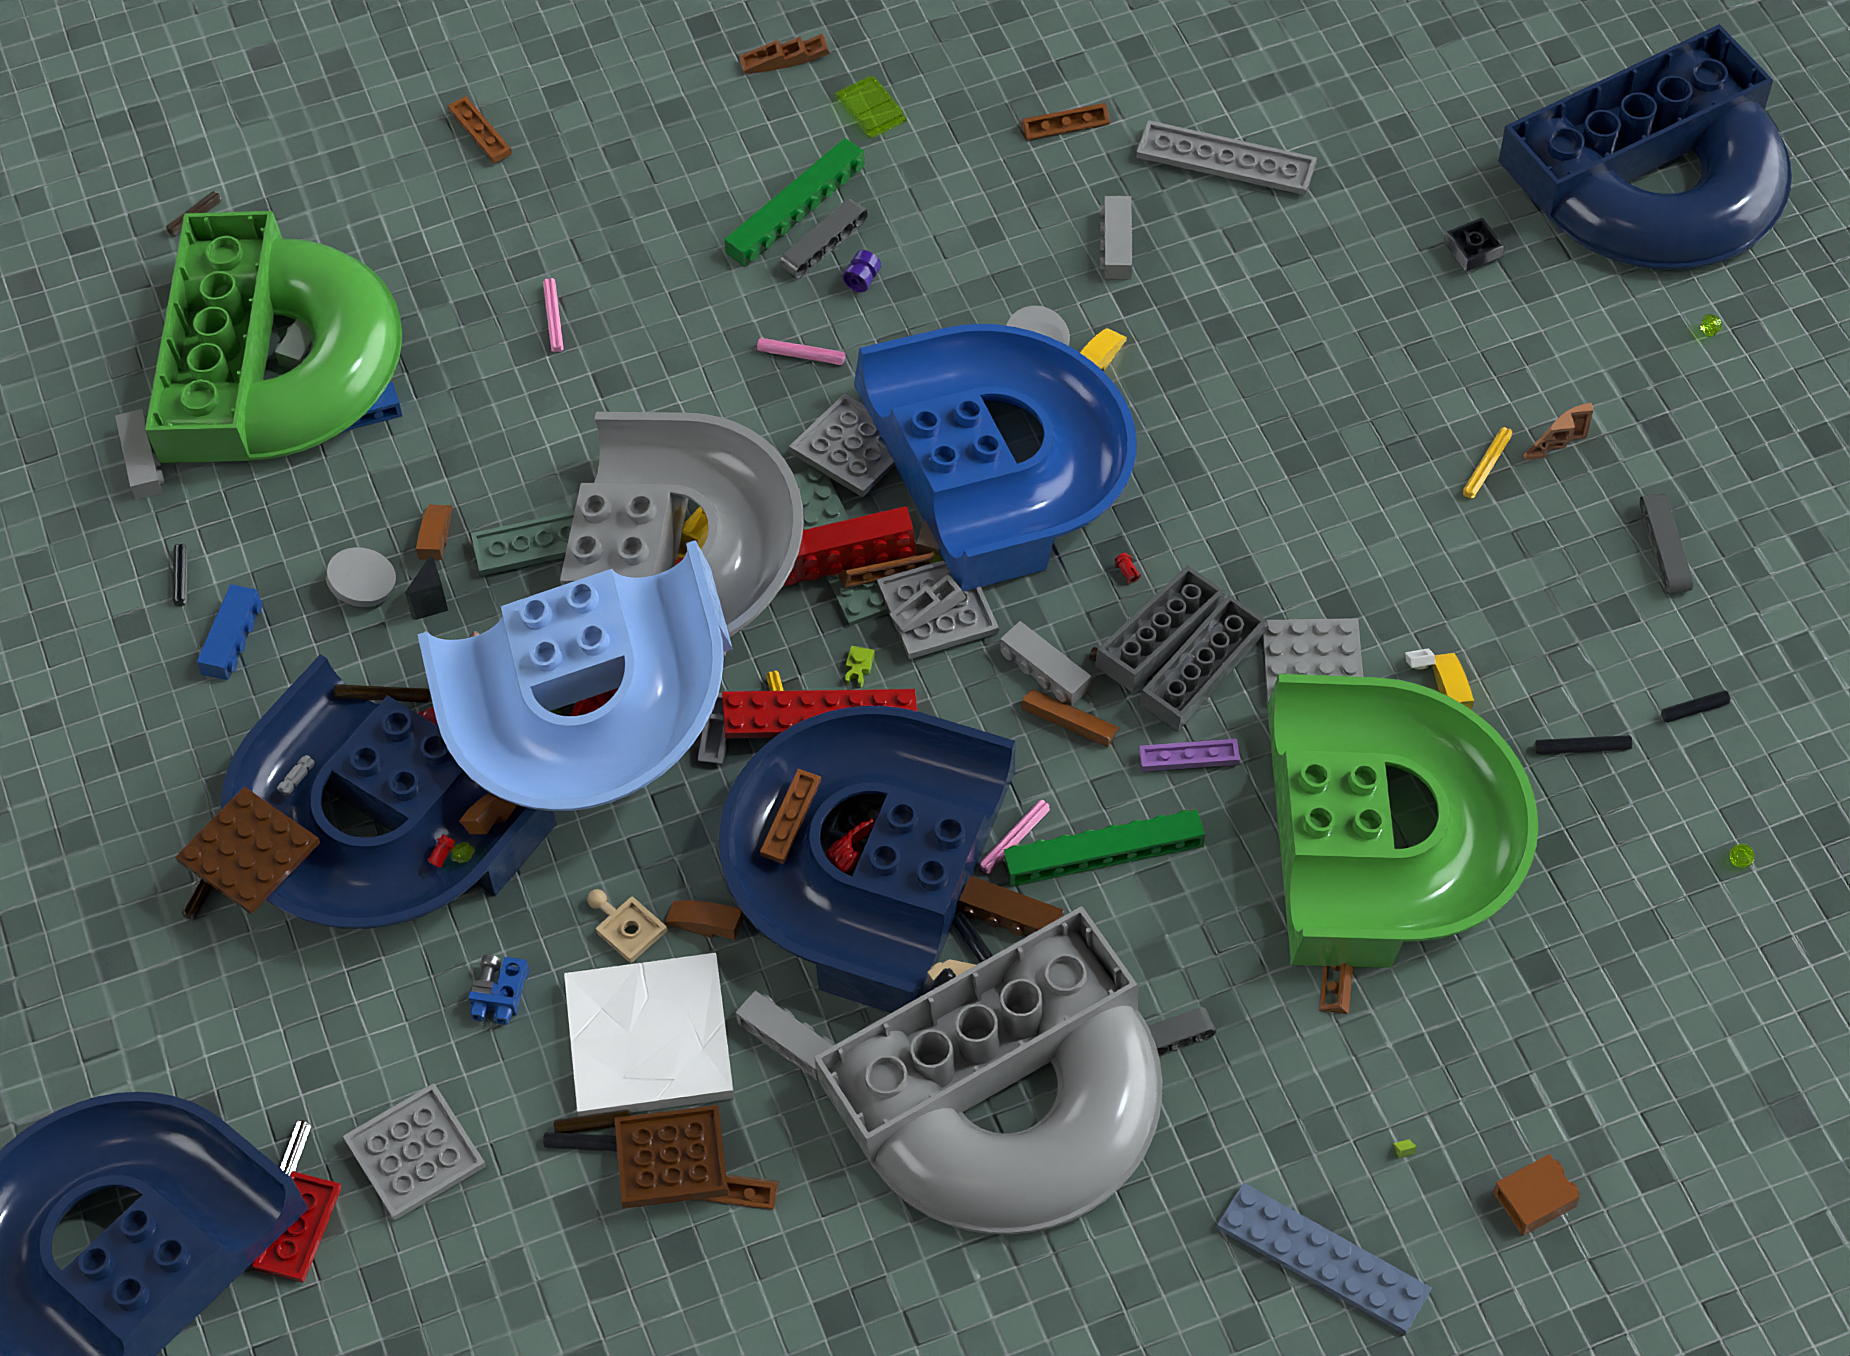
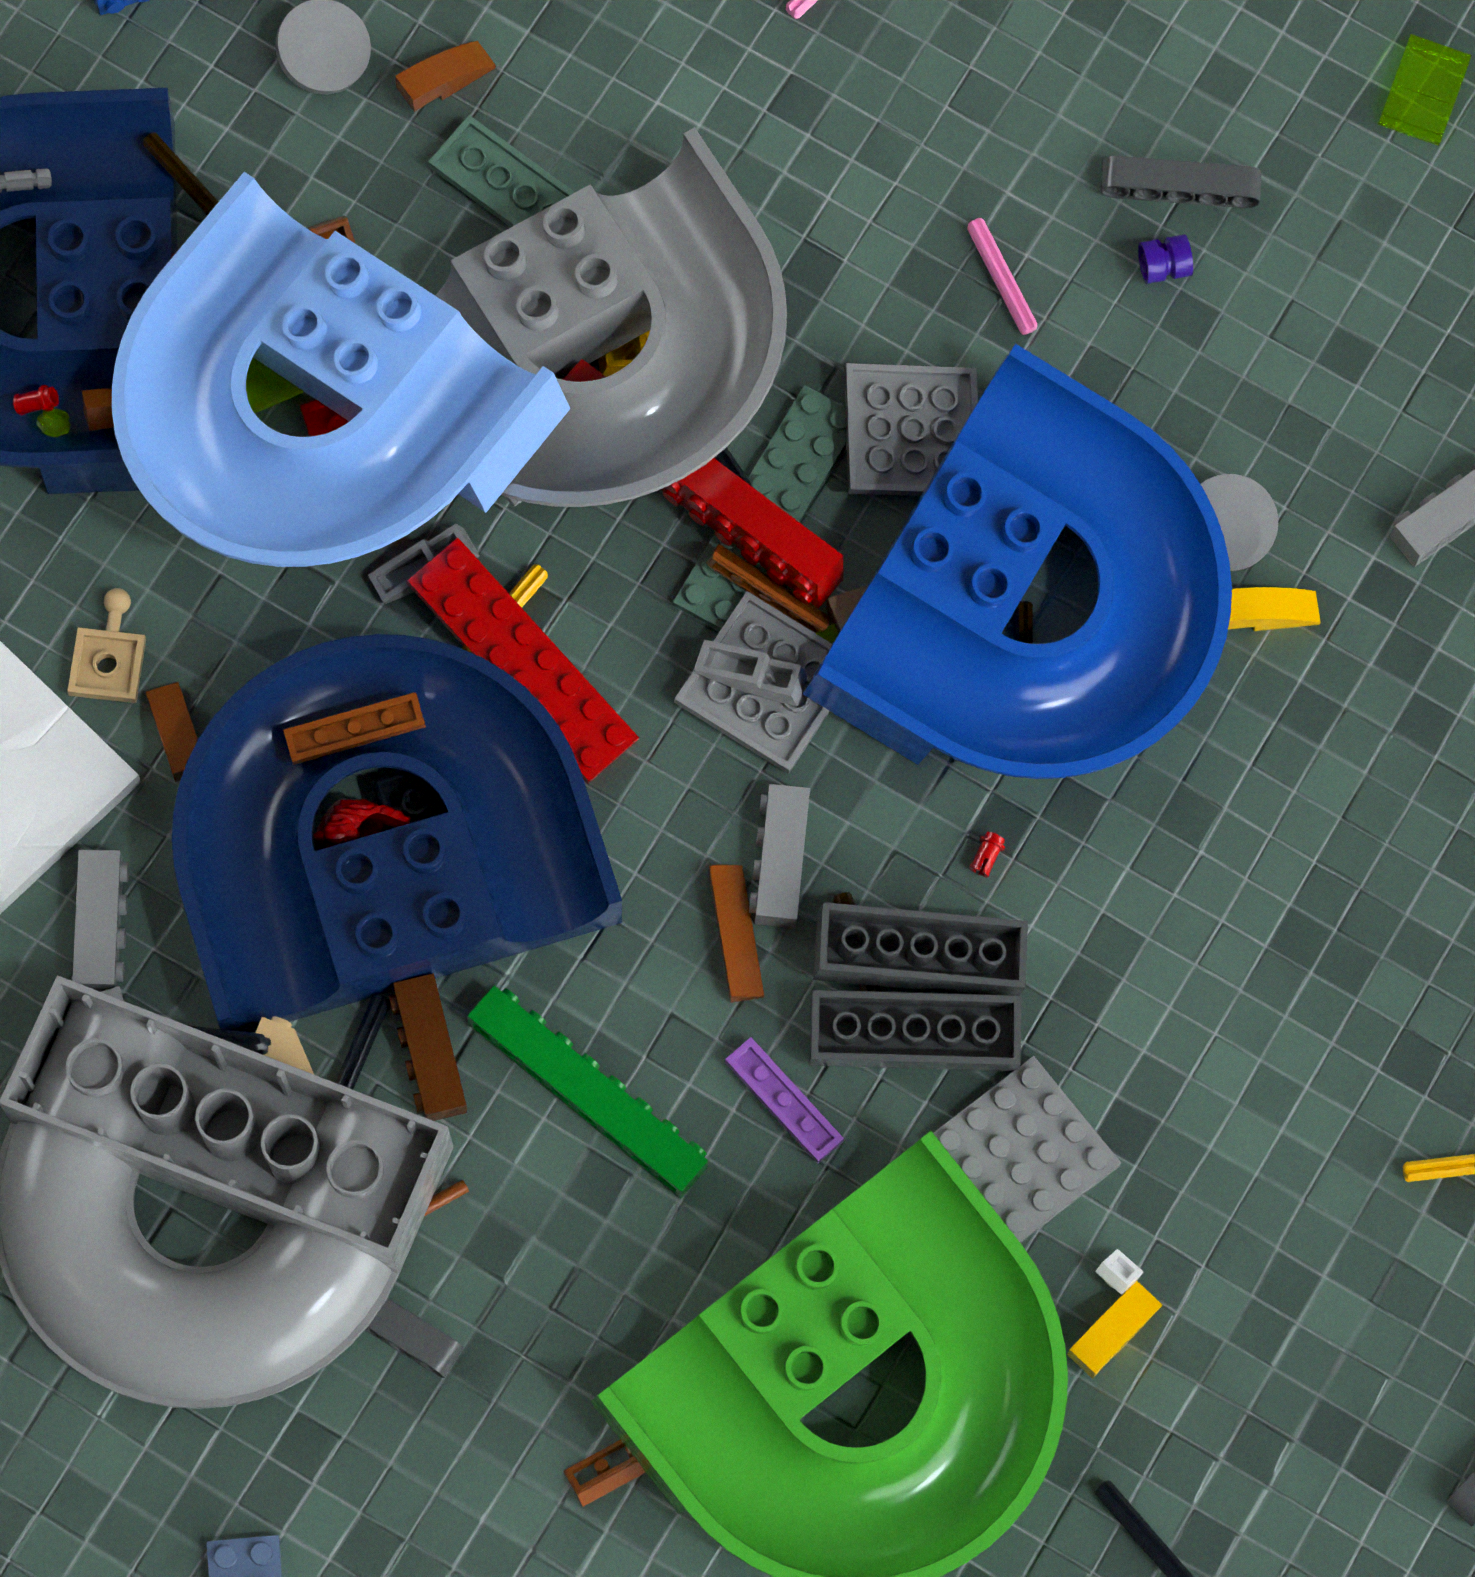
camera: 45 degrees right, 15 degrees up
(426, 592) = (354, 130): black slope -> none
(794, 202) = (1207, 111): green brick -> none
(859, 663) = (629, 650): lime plate -> none
(1014, 836) = (532, 983): bright pink axle -> none

